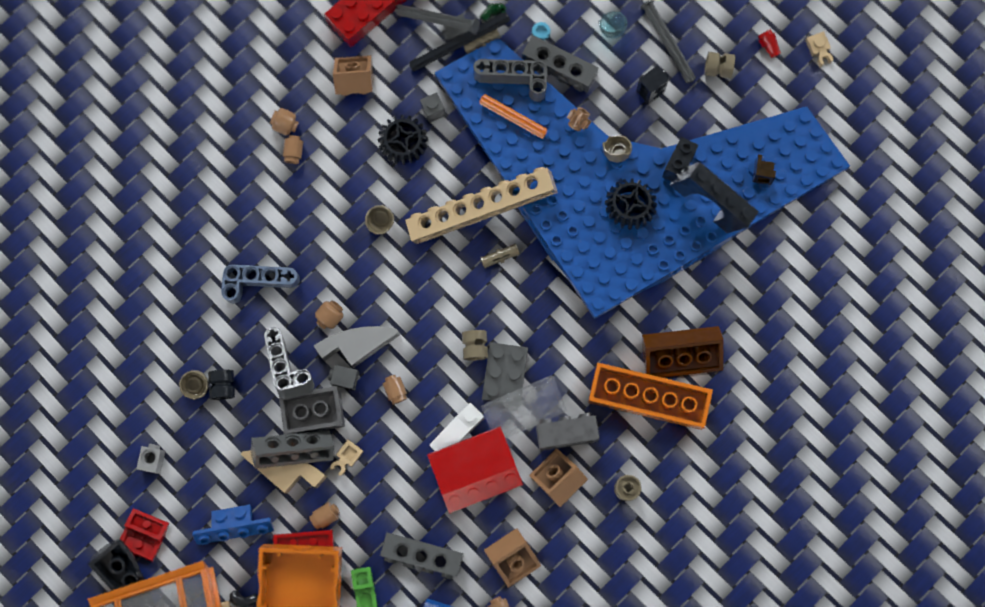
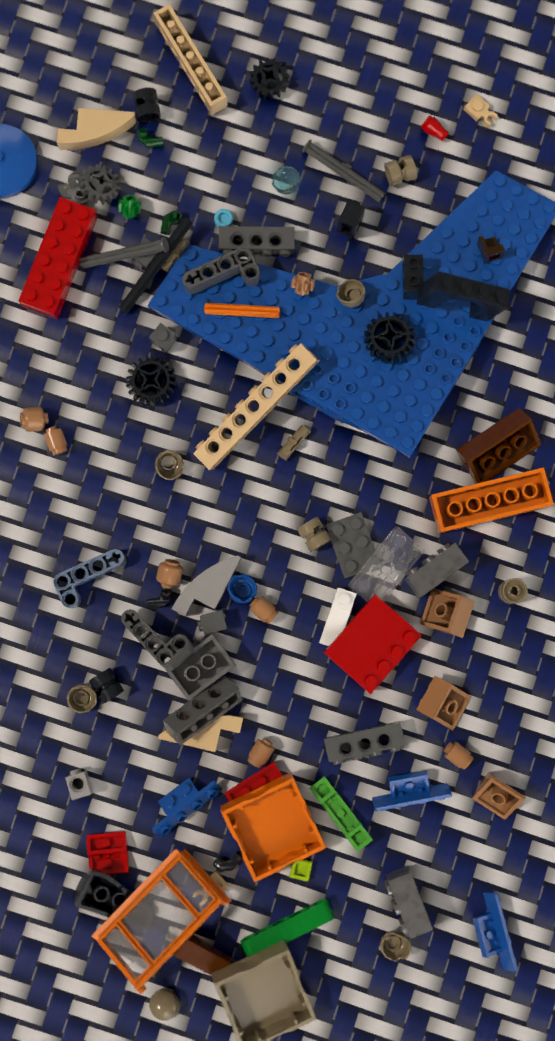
camera: 35 degrees left, 5 degrees up
(311, 335) = (162, 600): none -> black arm
(348, 455) = (252, 688): tan plate -> none
(353, 75) = (74, 344): medium nougat slope -> none
(385, 360) = (242, 588): none -> blue hair

